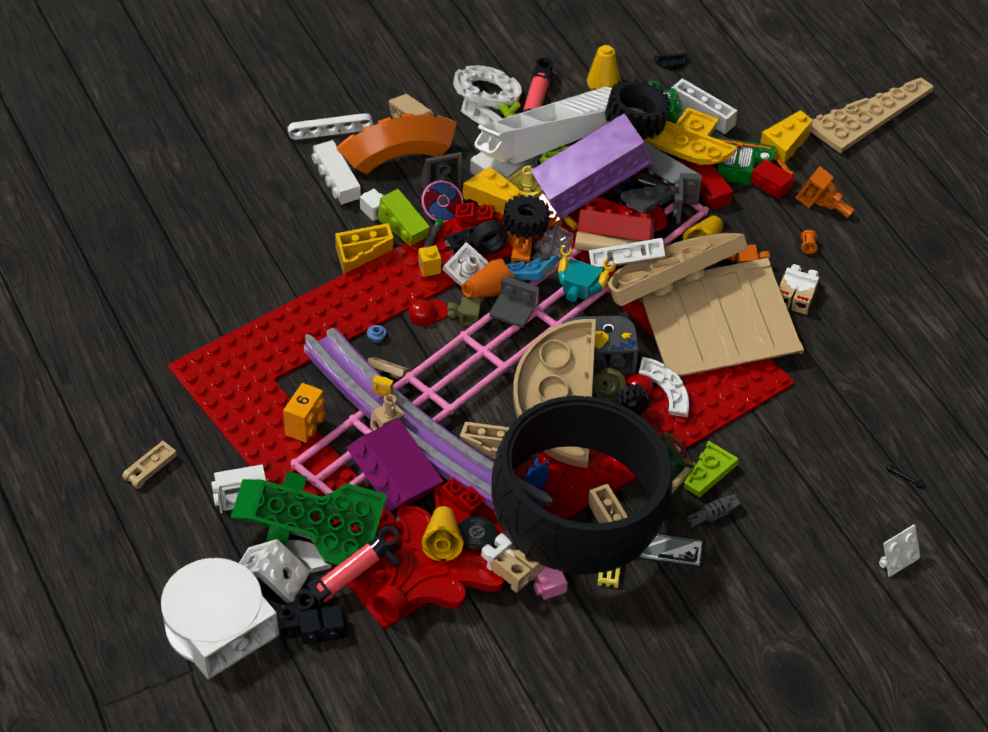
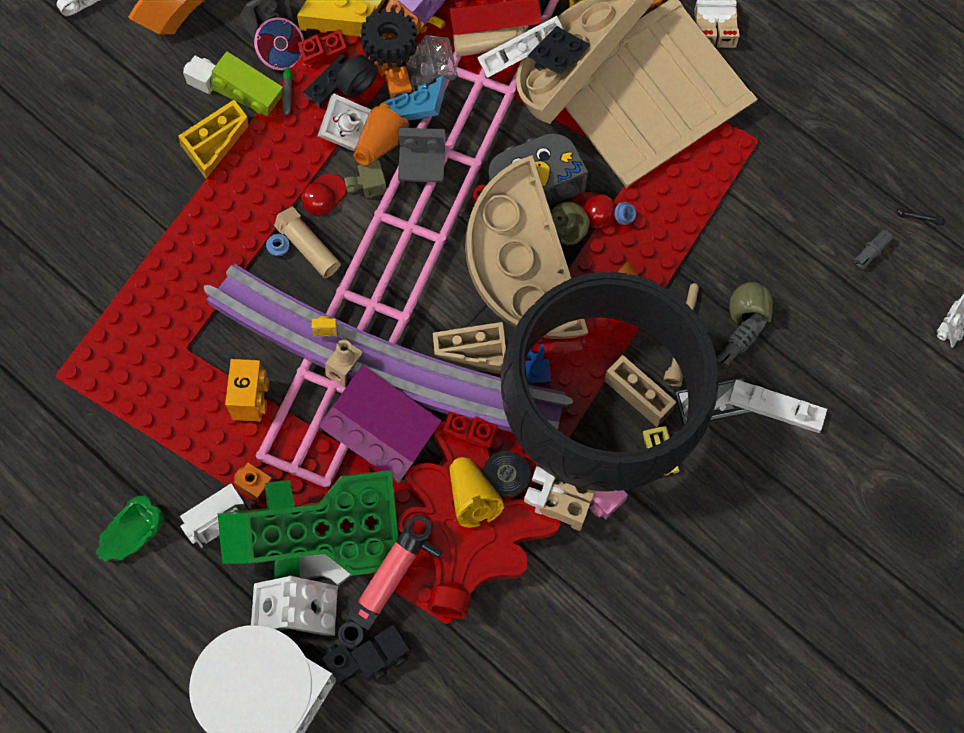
camera: 20 degrees left, 20 degrees up
(149, 464) = (93, 518): tan plate -> none
(174, 478) = (130, 529): none -> green hair
(277, 472) = (252, 482): none -> orange brick
(336, 172) = (140, 46): white brick -> none
(392, 321) = (291, 225): none -> tan piece
(396, 371) = (311, 286): tan plate -> none
(429, 261) = (300, 131): yellow brick -> none
(582, 278) = (482, 95): teal torso -> none
(633, 398) = (602, 237): black tyre -> none
(651, 260) = (558, 51): none -> black hinge
(662, 393) = (625, 213): none -> medium blue plate
(670, 383) = (633, 193): white tile -> none
(676, 451) = (672, 278): clear green panel -> none
(711, 468) = (716, 285): lime wing -> none
(721, 567) = (777, 406): none -> white hinge
(733, 481) = (751, 298): none -> olive piece
(853, 484) = (873, 249): none -> dark grey axle

